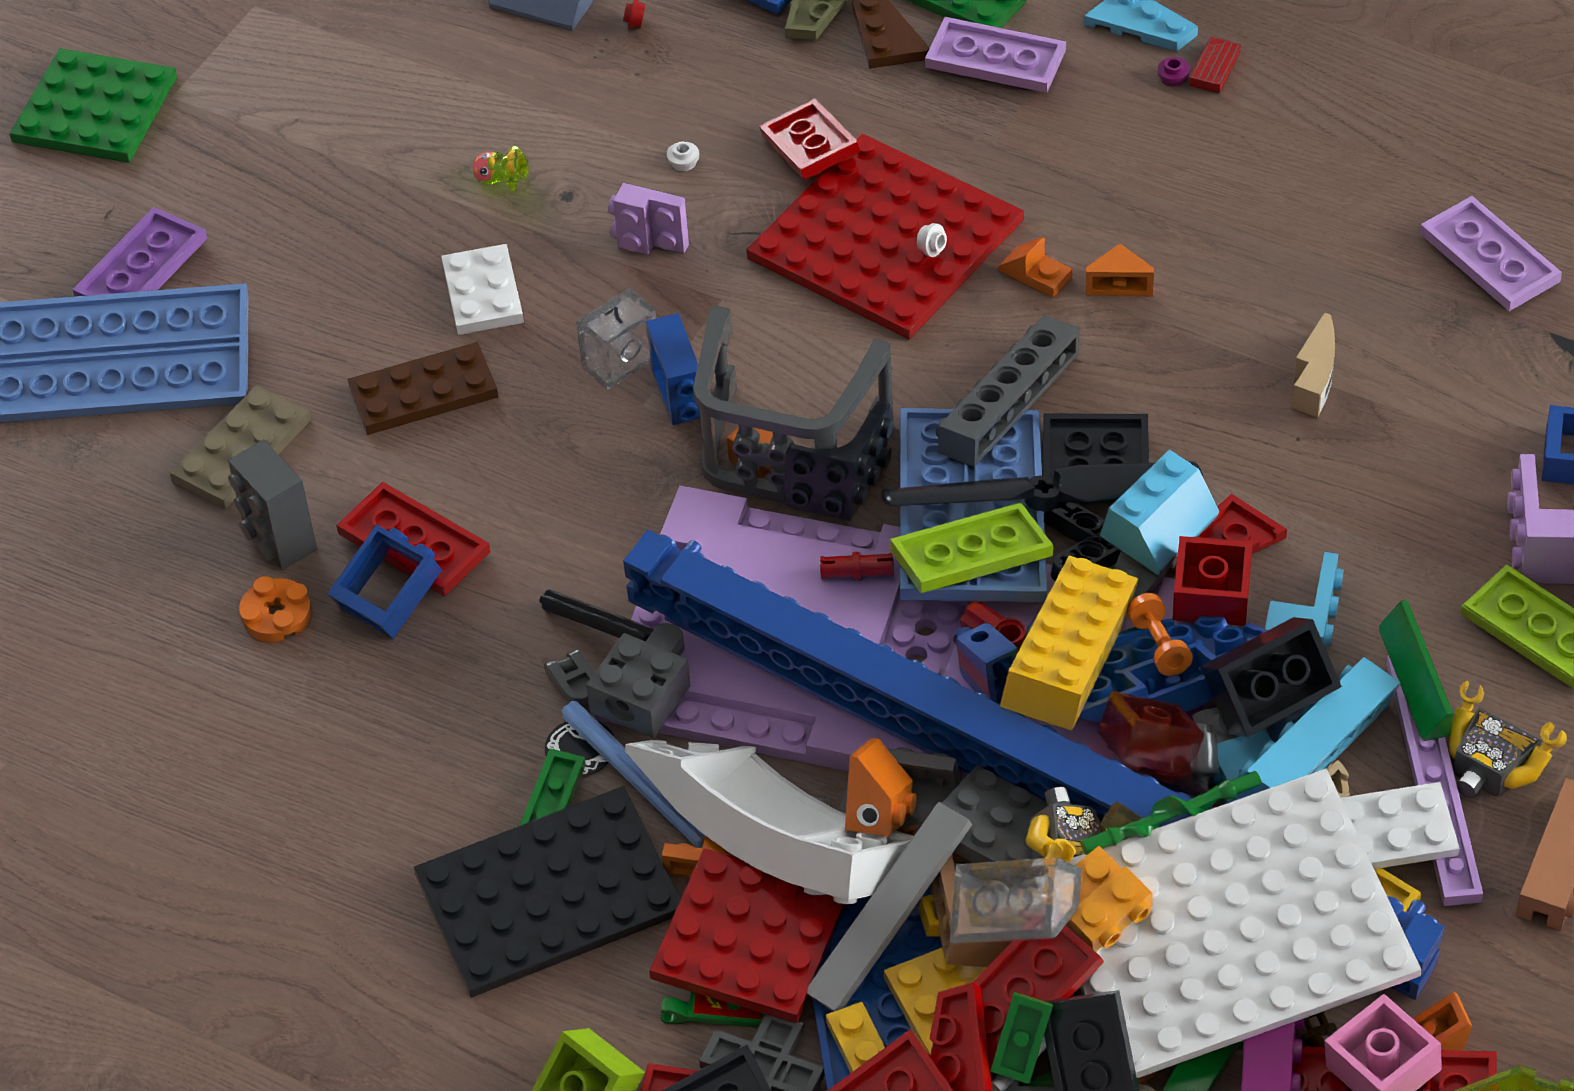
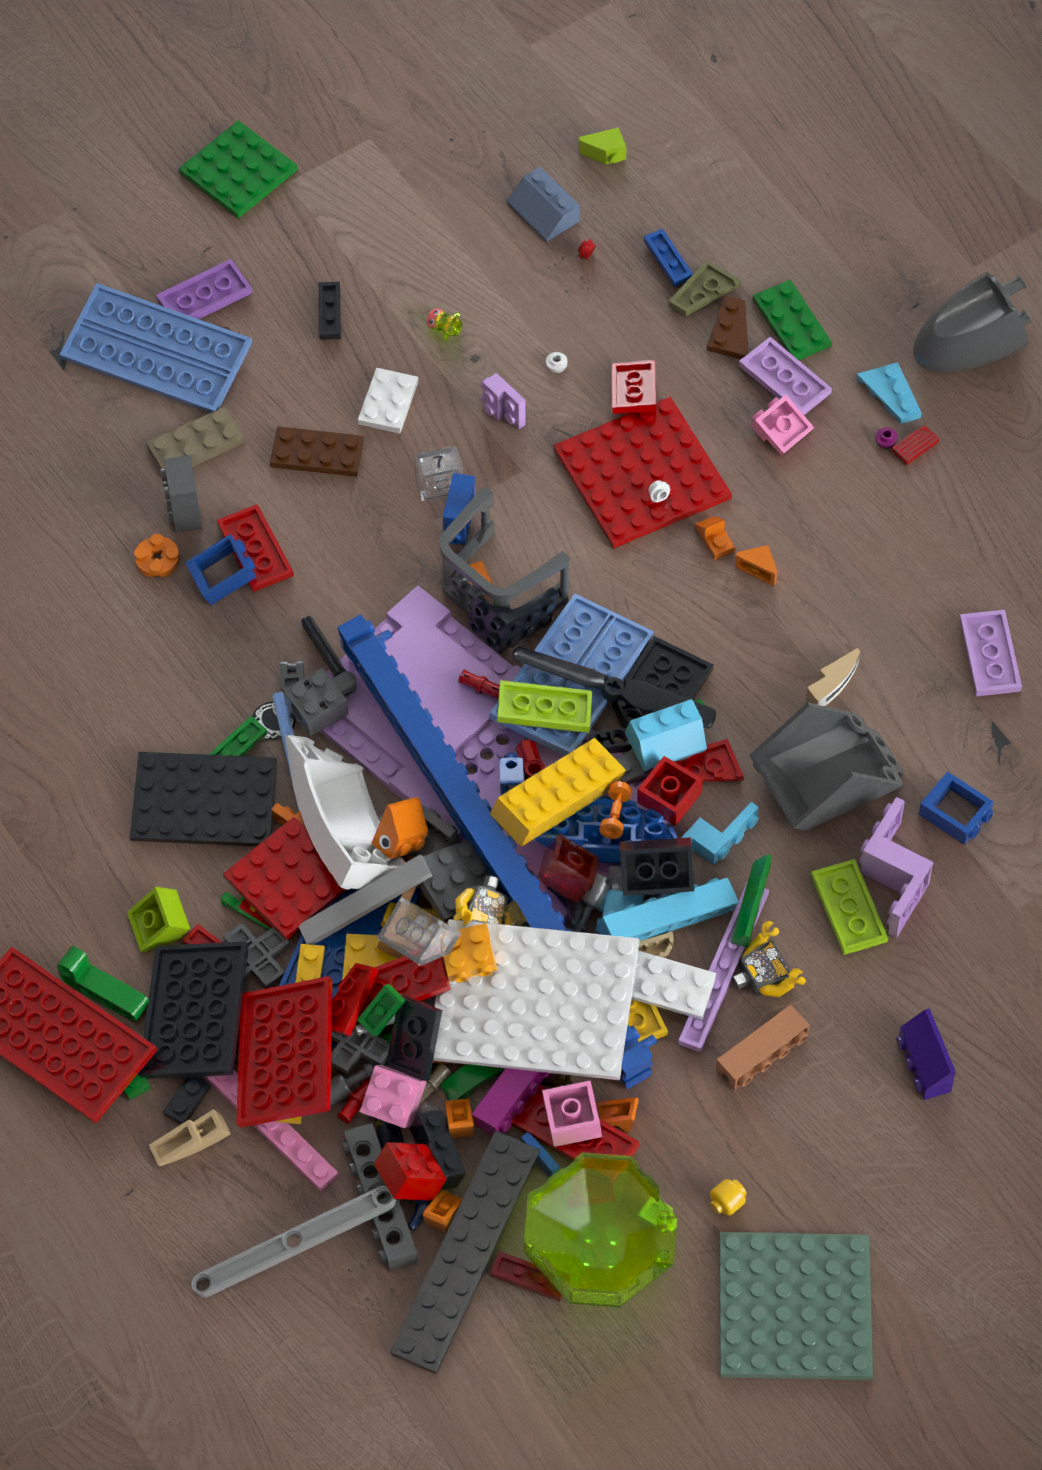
camera: 25 degrees right, 10 degrees up
(331, 215) = (329, 310): none -> black plate
(1008, 390) = (640, 612): dark grey brick -> none
(1031, 106) = (781, 424): none -> bright pink plate
(1170, 808) = (540, 919): green piece -> none
(1388, 467) = (825, 765): none -> dark grey windscreen

